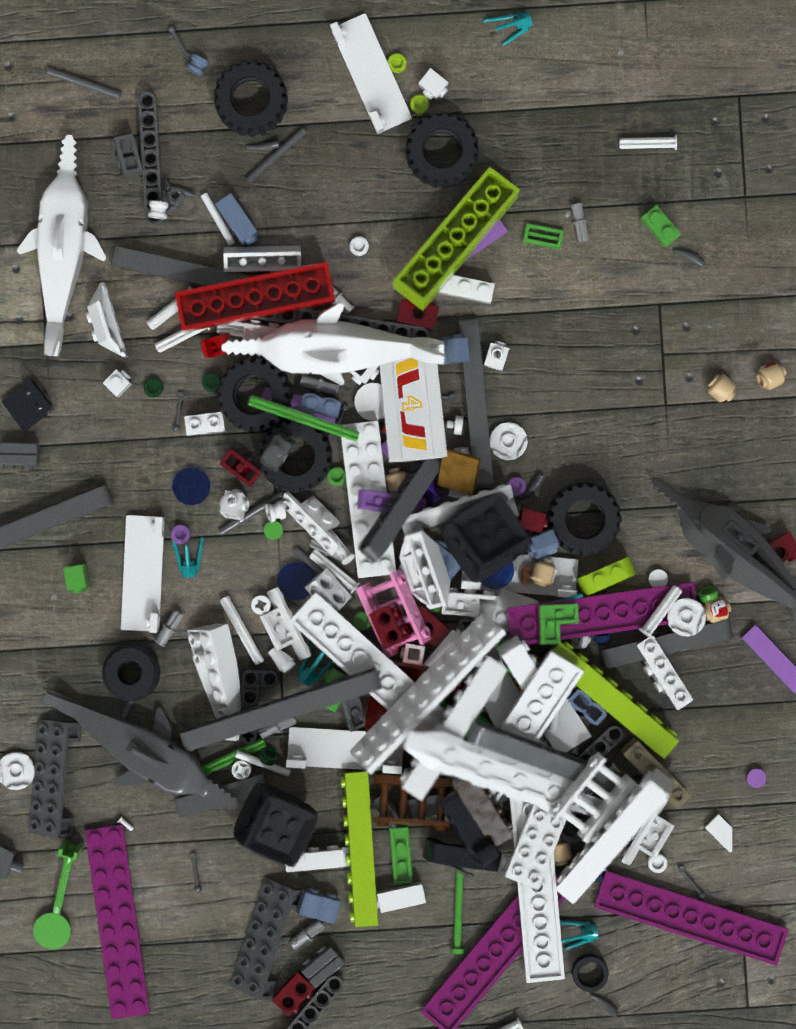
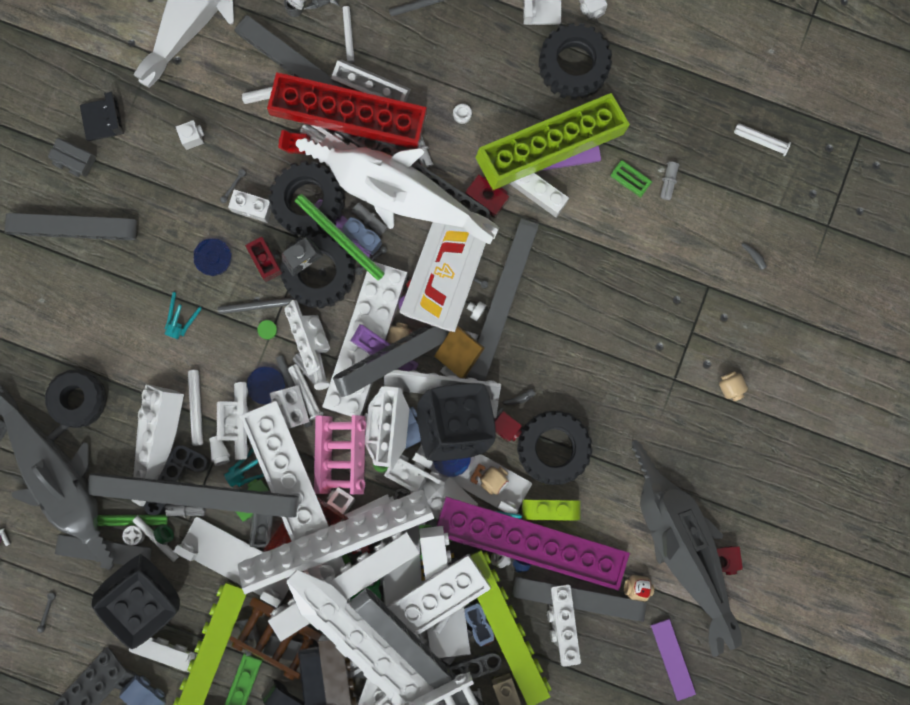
camera: 20 degrees right, 5 degrees down
(77, 578) = (68, 290): bright green brick -> none
(104, 321) = (205, 76): white wedge -> none
(142, 573) = (130, 315): white bracket -> none
(153, 387) = (220, 154): dark green tile -> none
(168, 628) = (130, 375): light grey axle -> none
(175, 338) = (263, 120): white axle -> none
(180, 534) = (181, 295): medium lavender tile -> none
(211, 382) = (273, 170): dark green tile -> none
(234, 504) = (242, 289): white brick -> none
(237, 220) = (364, 39): sand blue window -> none
(264, 603) = (227, 392): white wheel -> none
(275, 511) = (276, 313): white wheel -> none
(336, 476) = (346, 307): bright green tile -> none
(361, 621) = (307, 449): bright green tile -> none
(370, 373) = (420, 228): white bracket -> none
(370, 402) = (407, 254): white tile -> none
(385, 627) = (325, 463): dark red brick -> none
(419, 104) = (573, 14): lime tile -> none
(433, 494) = (426, 362): dark purple bush -> none
(439, 630) = (375, 488): dark red brick -> none
(455, 349) = (505, 242): sand blue brick -> none
(496, 356) = (541, 264): white brick -> none
(508, 441) = (517, 346): white tile -> none
(518, 486) = (507, 391): medium lavender tile -> none
(542, 545) = (505, 454): sand blue brick -> none
(550, 619) = (482, 525): bright green plate -> none
(658, 578) = (597, 534): white tile -> none
(660, 226) = (740, 216): bright green brick -> none
(661, 611) = (587, 566): white axle -> none
(686, 617) = (608, 582): white tile -> none
(708, 593) = (638, 570): bright green tile -> none
(771, 375) = (783, 395): tan head -> none

